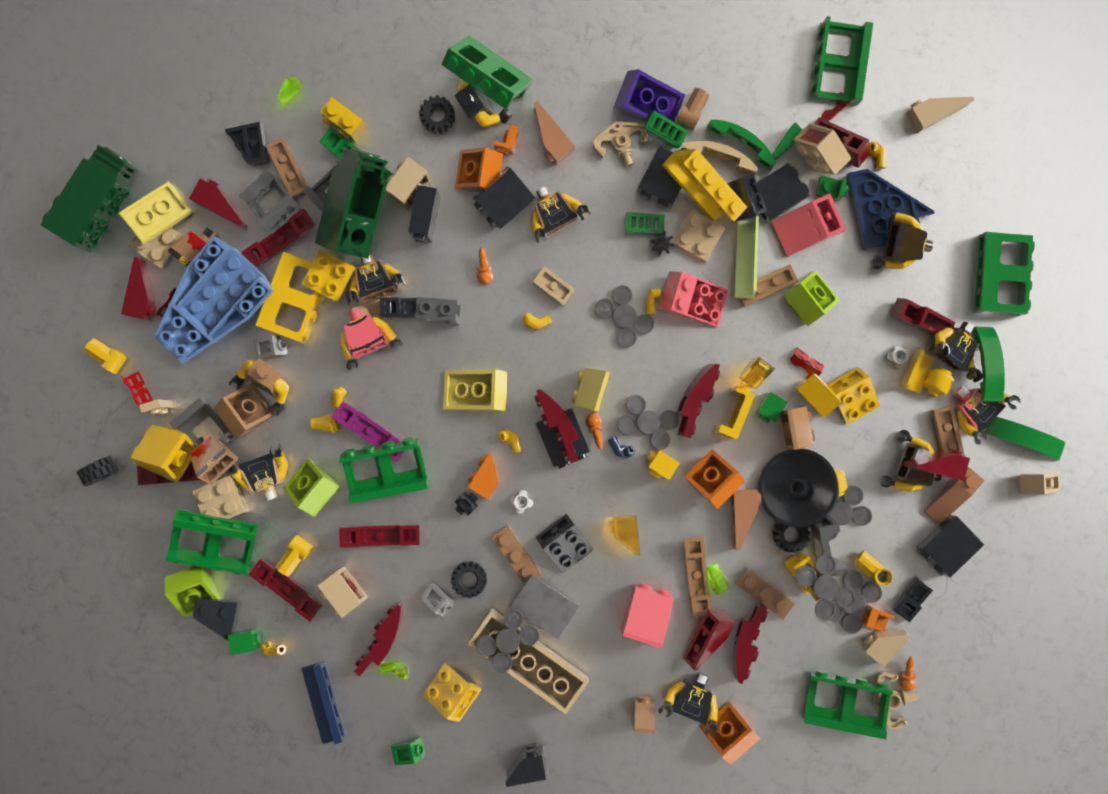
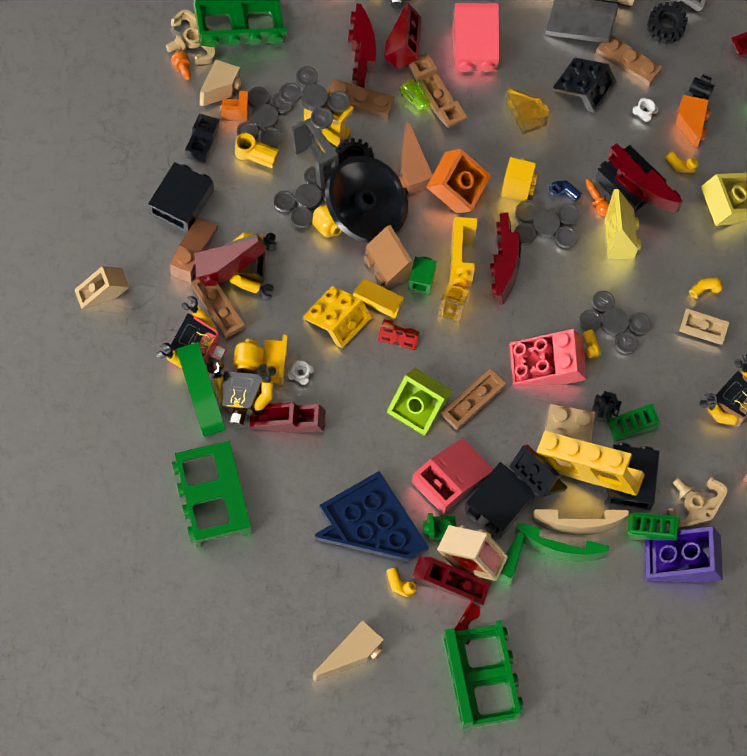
camera: 155 degrees right, 20 degrees down
(691, 112) = (631, 557): medium nougat piece -> none
(746, 259) = (506, 412): yellowish green panel -> none
(904, 242) = (342, 485): dark brown torso -> none
(1026, 437) = (129, 329): green slope -> none

